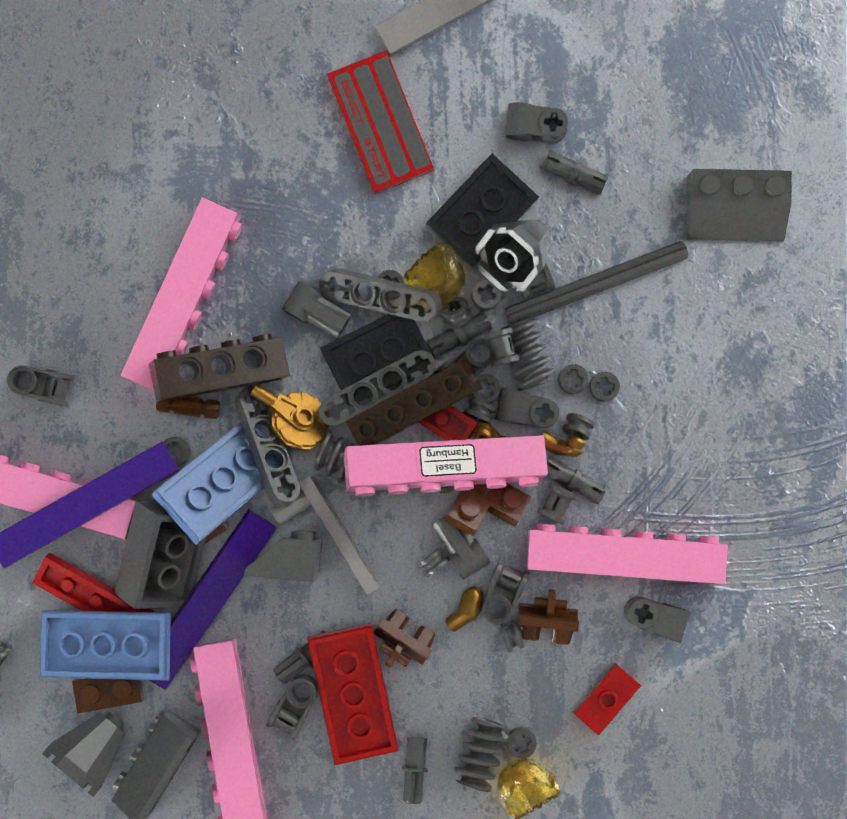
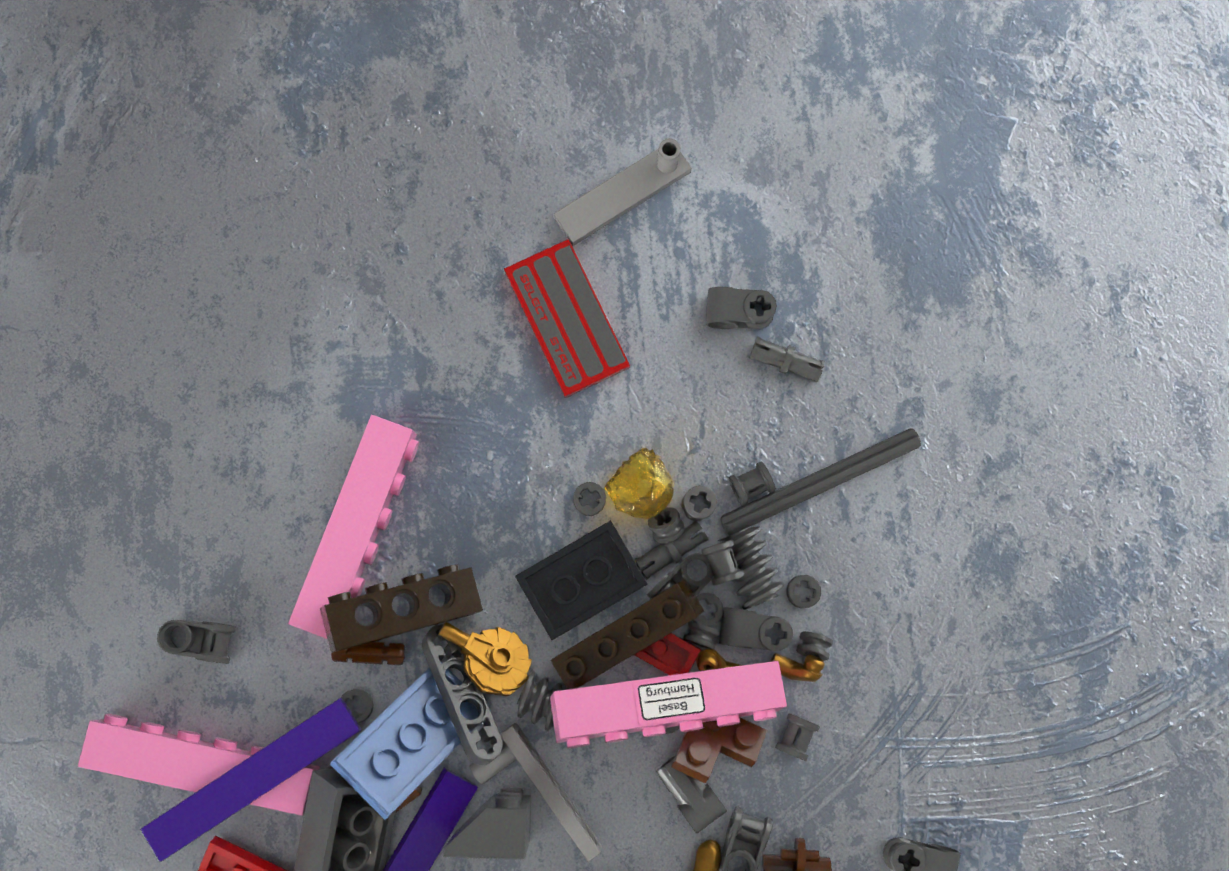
camera: 10 degrees left, 5 degrees down
(310, 307) = (501, 530): dark grey piece -> none
(375, 384) = (581, 614): dark grey beam -> none
(380, 290) = (579, 516): dark grey beam -> none
(433, 562) = (661, 815): dark grey bush -> none
(484, 199) = (687, 409): black plate -> none
(514, 253) = (728, 455): dark grey cone -> none
(575, 480) = (816, 708): dark grey pin -> none
(611, 379) = (845, 588): dark grey bush -> none
(626, 556) = (882, 792): bright pink brick -> none
(738, 204) = (971, 383): dark grey slope -> none

